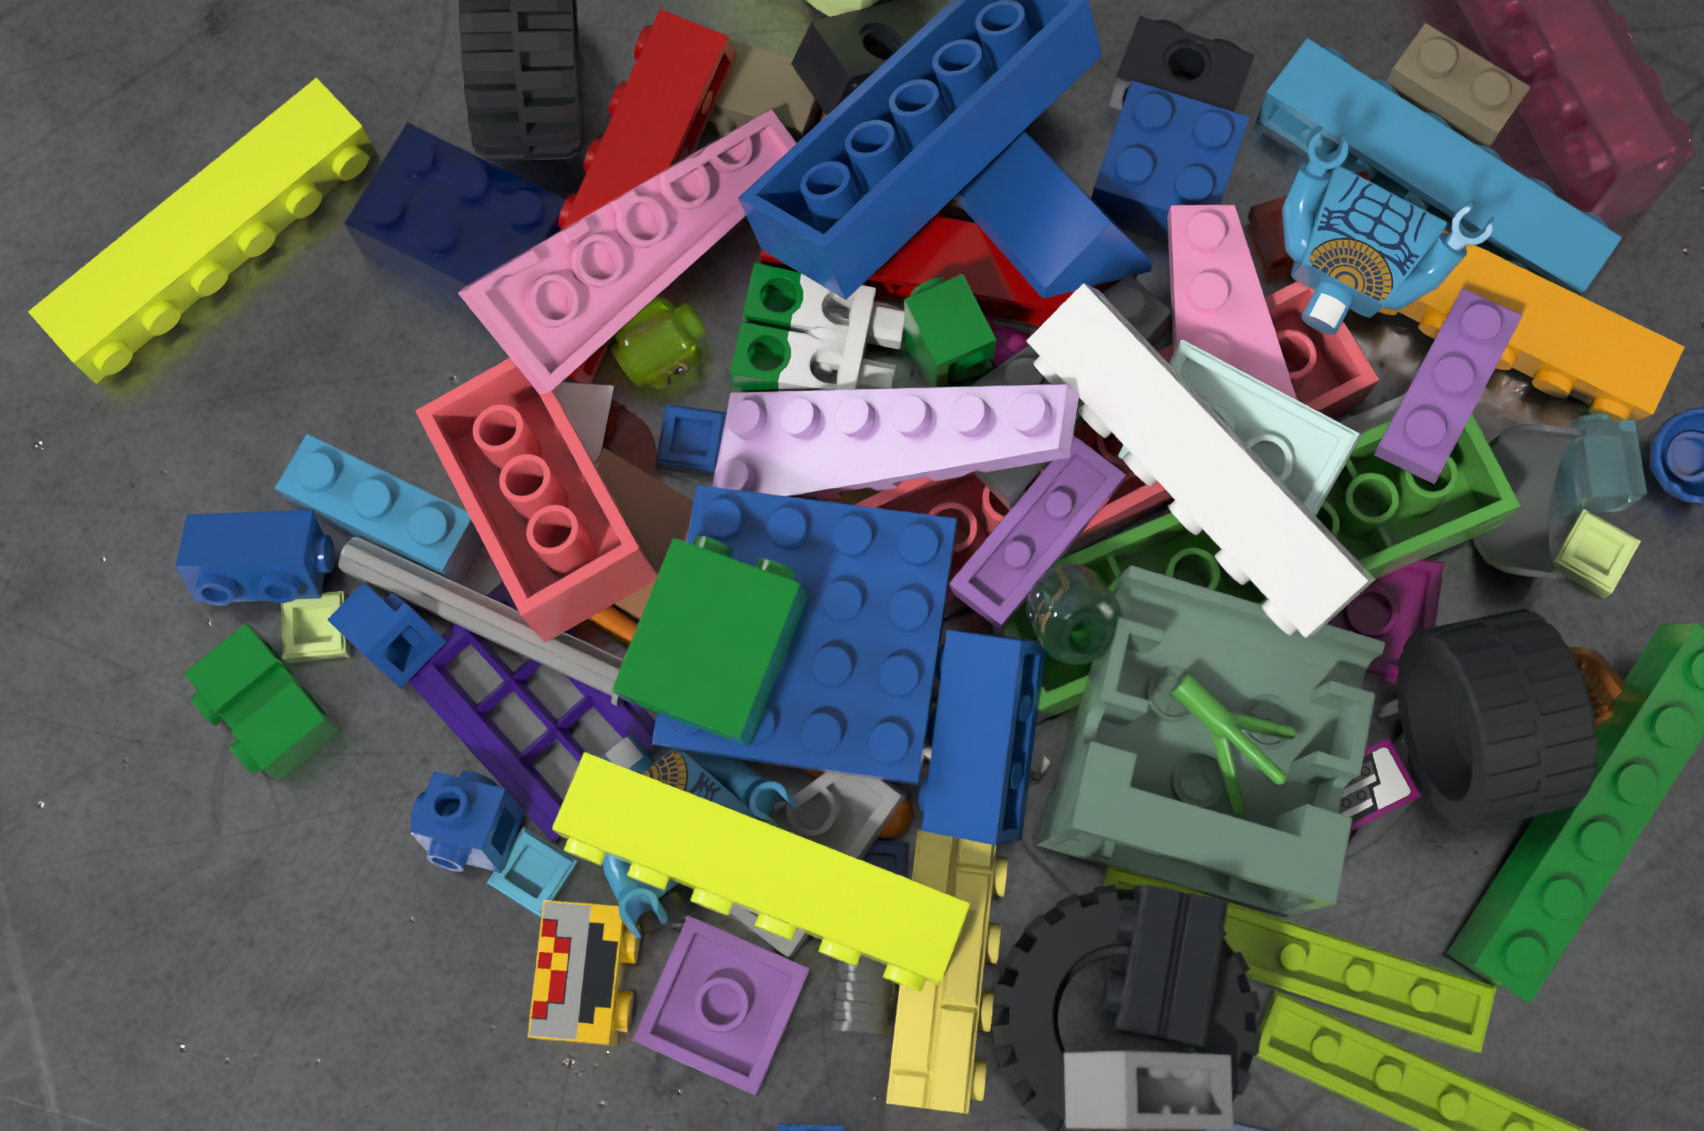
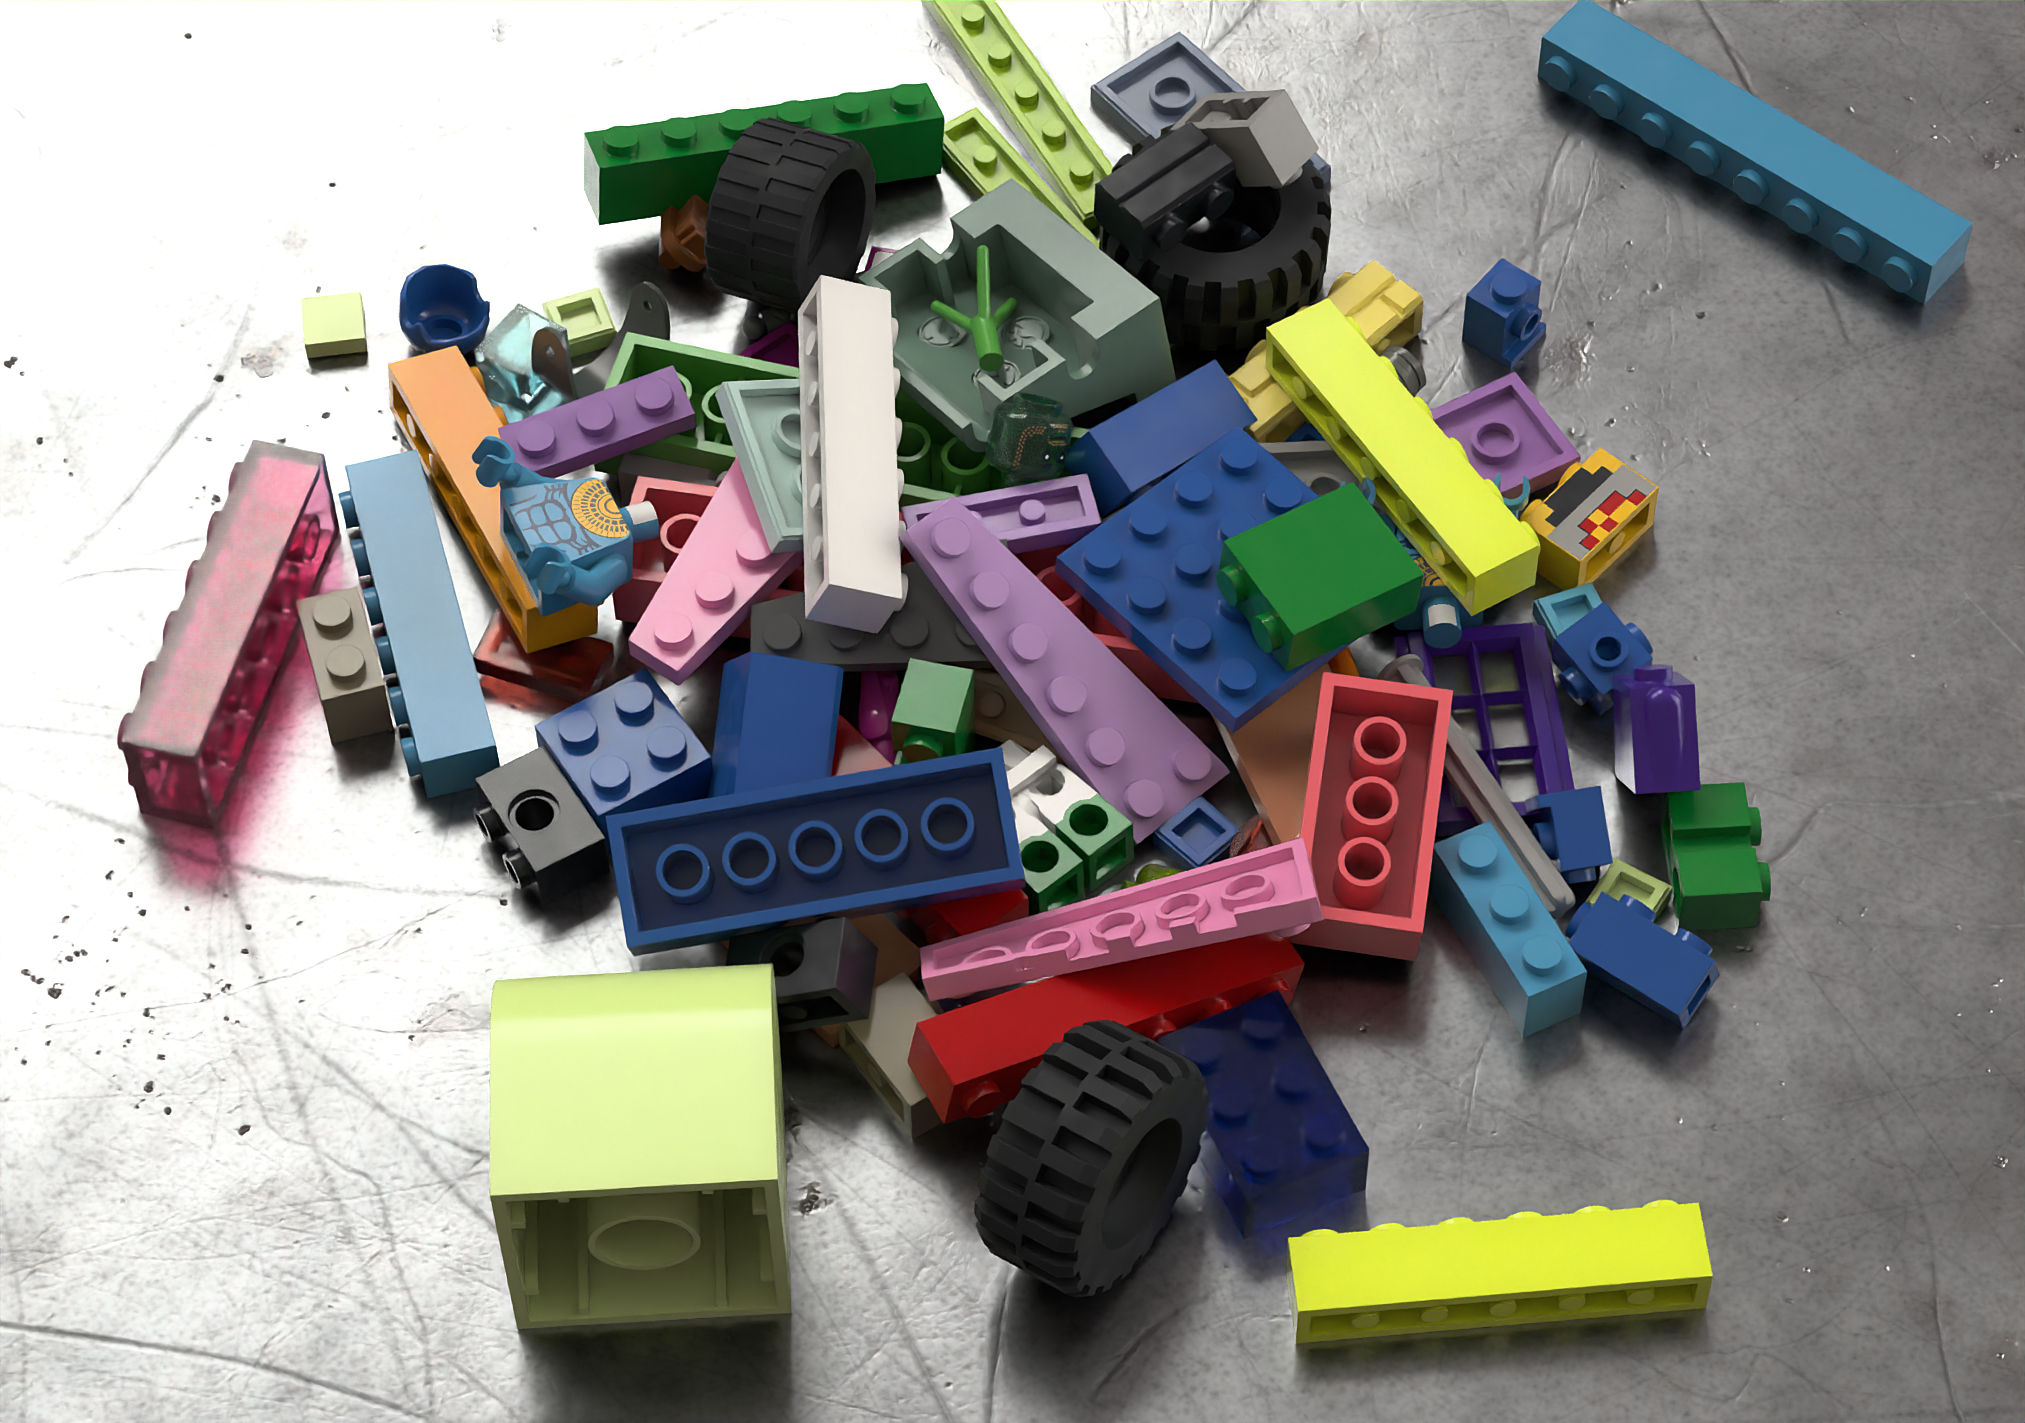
camera: 145 degrees left, 20 degrees down
(354, 750) = (1656, 730): none -> dark purple torso

